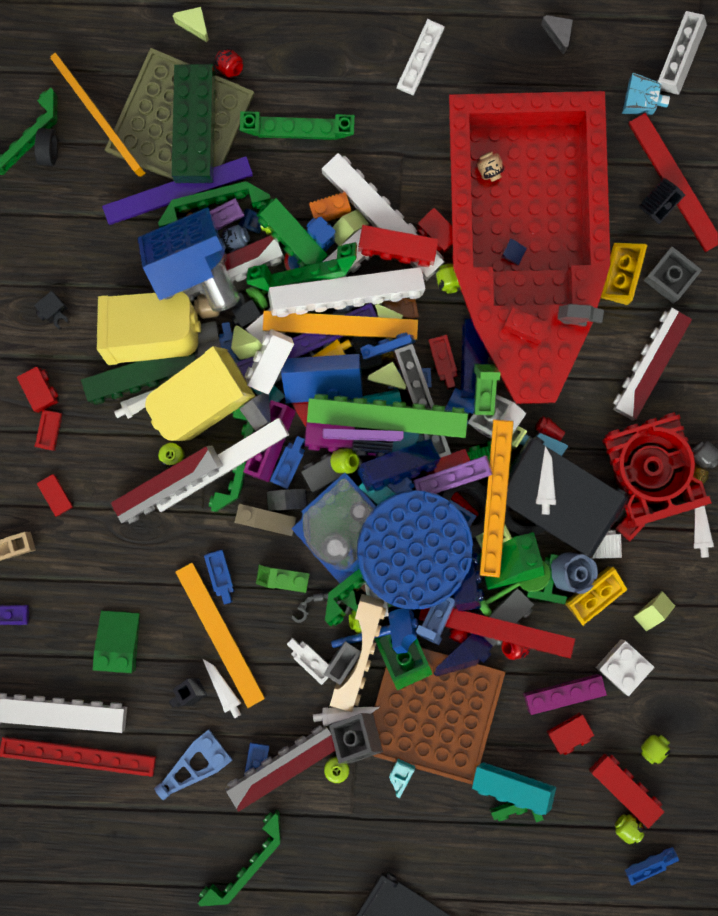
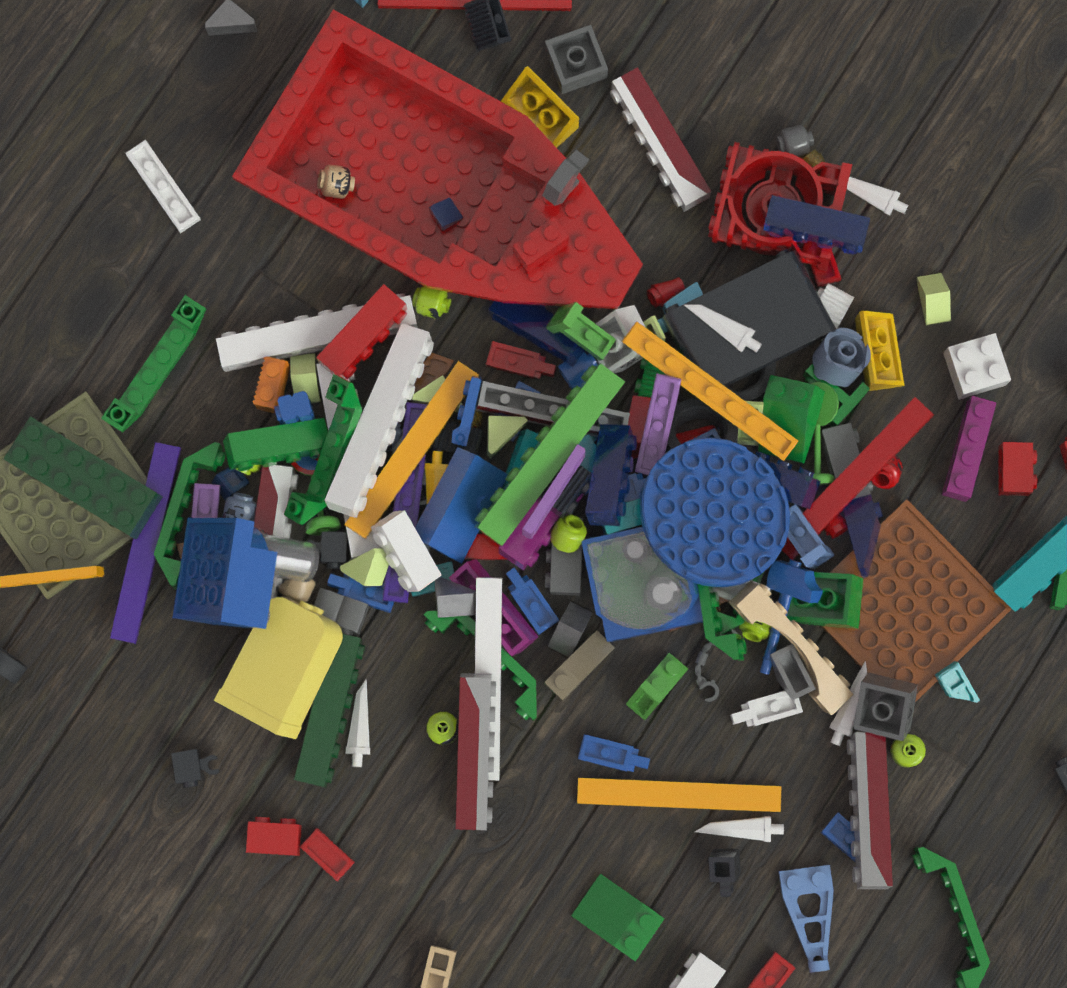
camera: 65 degrees left, 5 degrees down
(55, 495) = (407, 891): red tile -> none
(198, 396) = (396, 655): light yellow piece -> none
(228, 62) = (35, 400): red head -> none
(436, 227) = (366, 280): red brick -> none
(654, 503) = (816, 224): none -> clear blue brick

